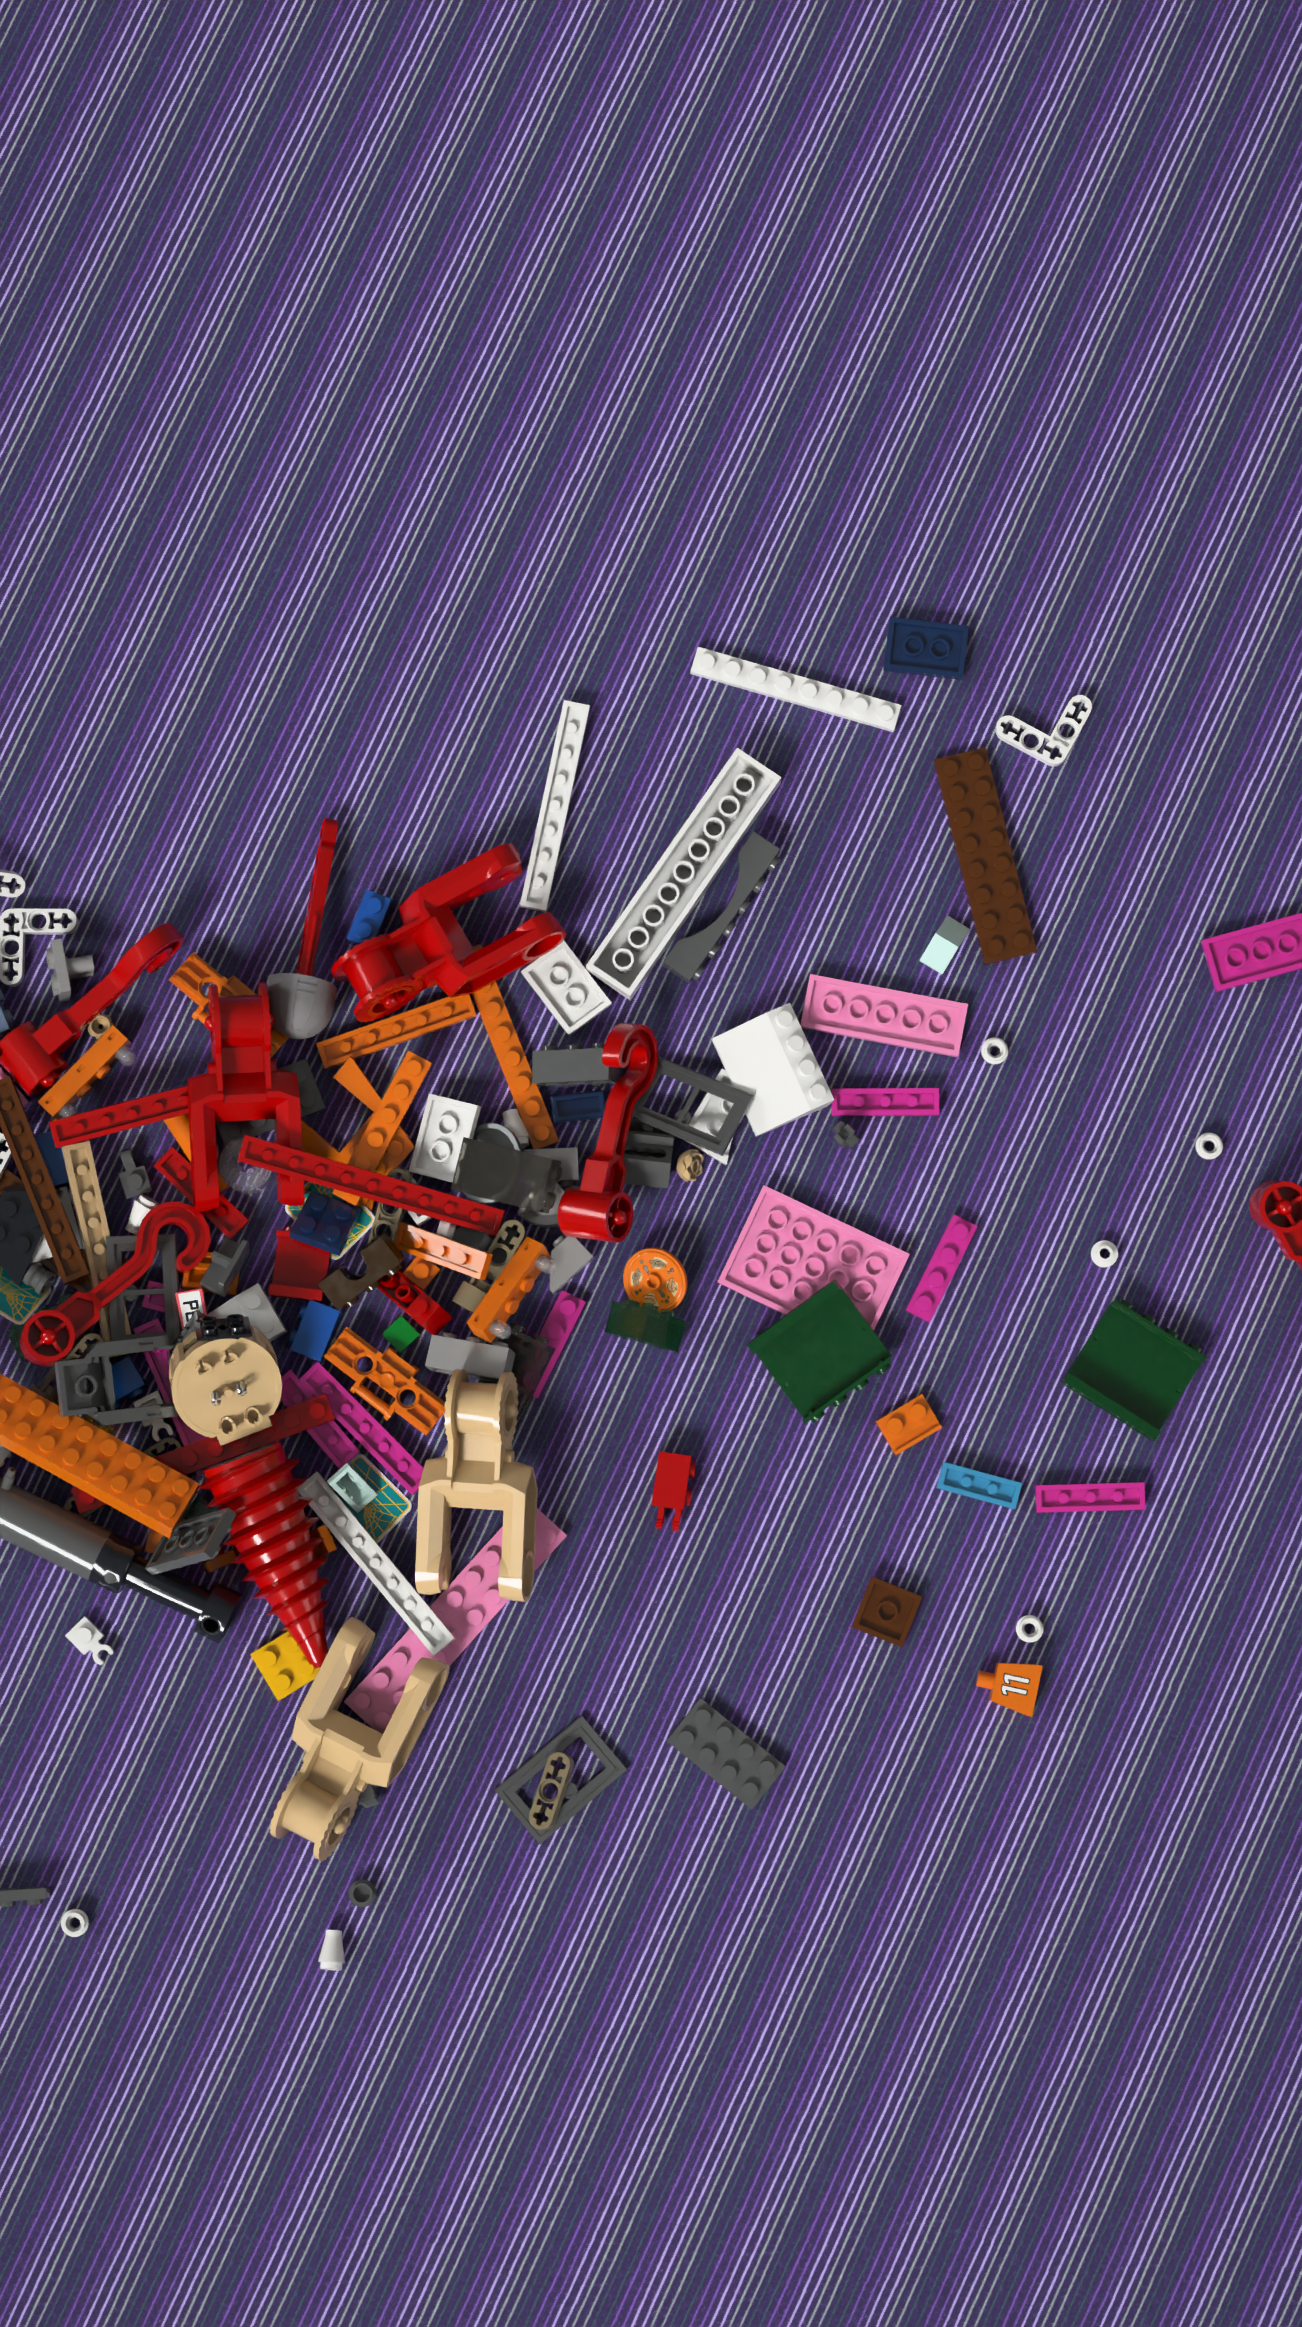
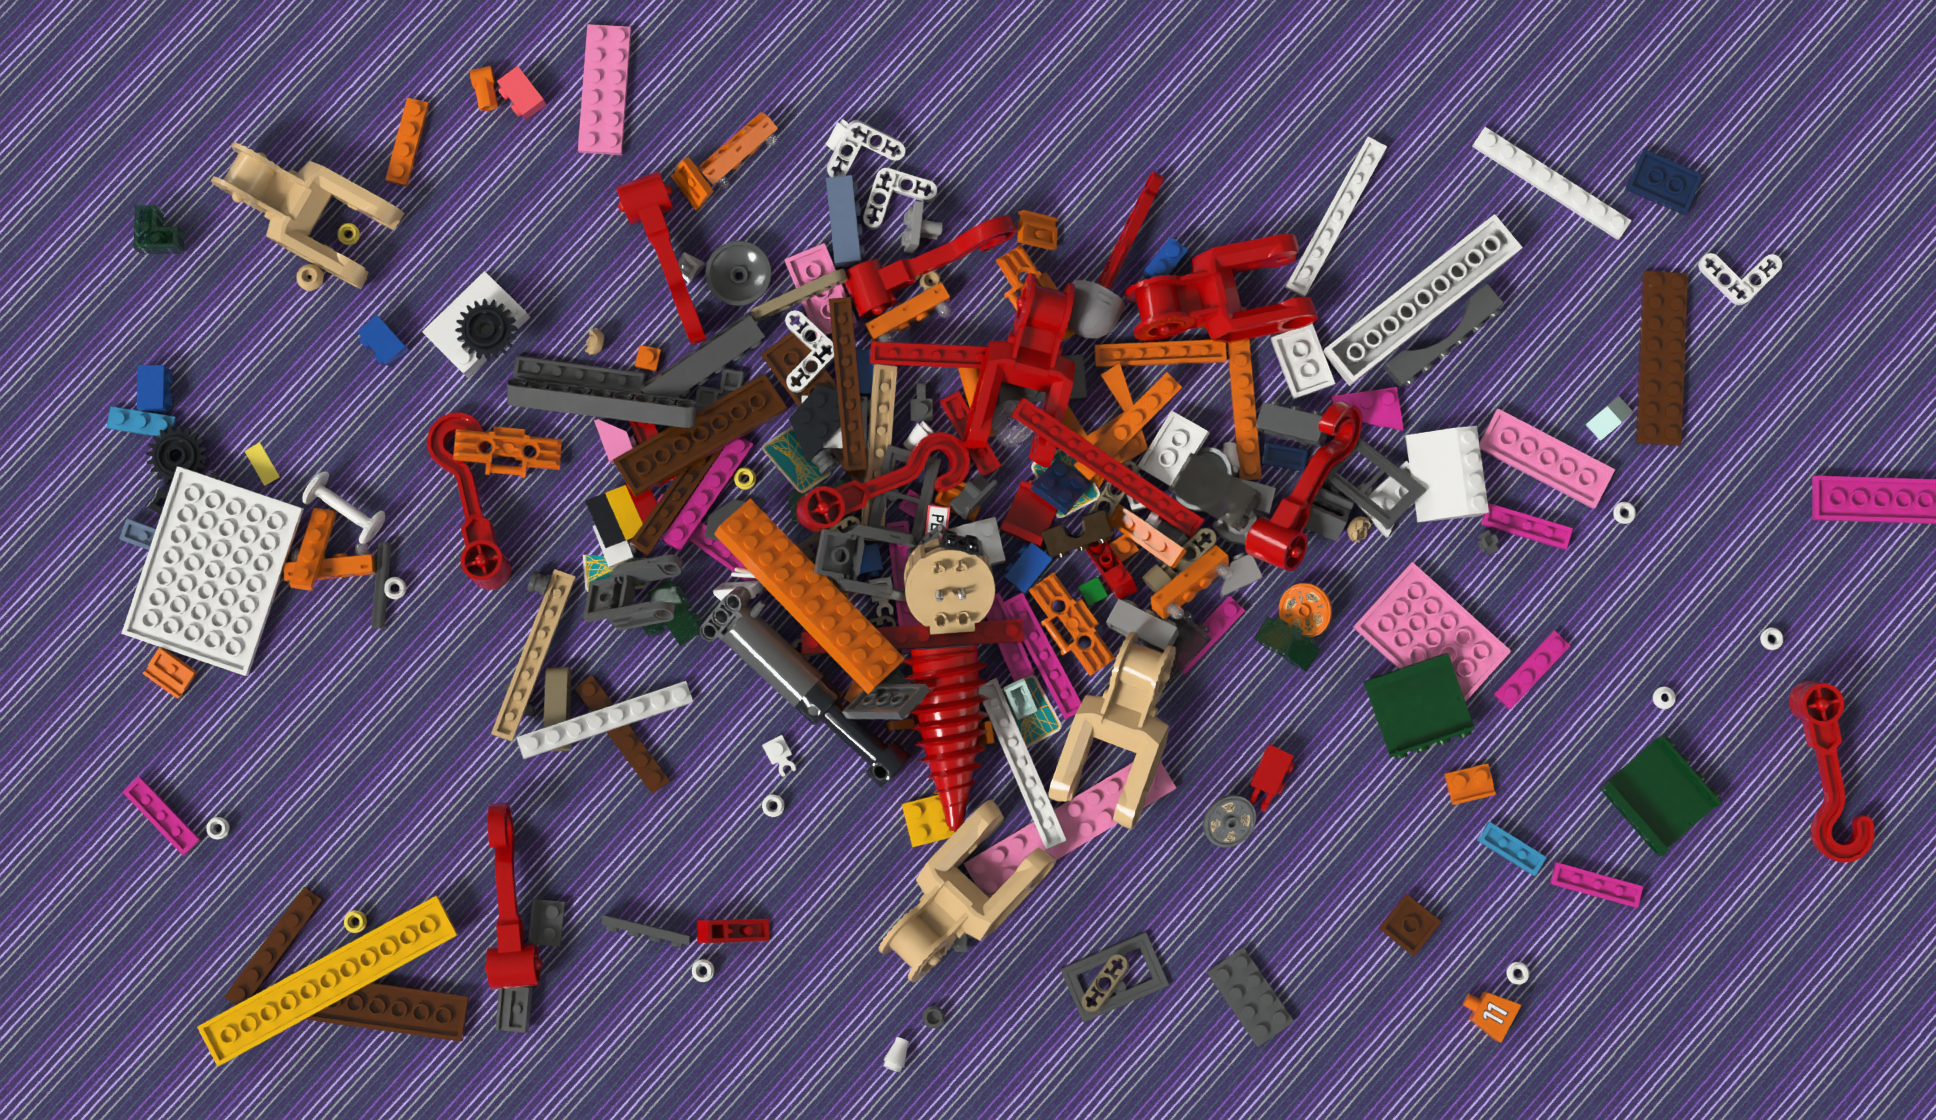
camera: 15 degrees right, 0 degrees up
(91, 1702) = (773, 813): none -> white plate
(96, 1865) = (732, 930): none -> red slope
(208, 928) = (1037, 230): none -> orange plate
(639, 1555) = (1229, 820): none -> dark grey shield
(667, 1015) = (1377, 407): none -> dark pink wing

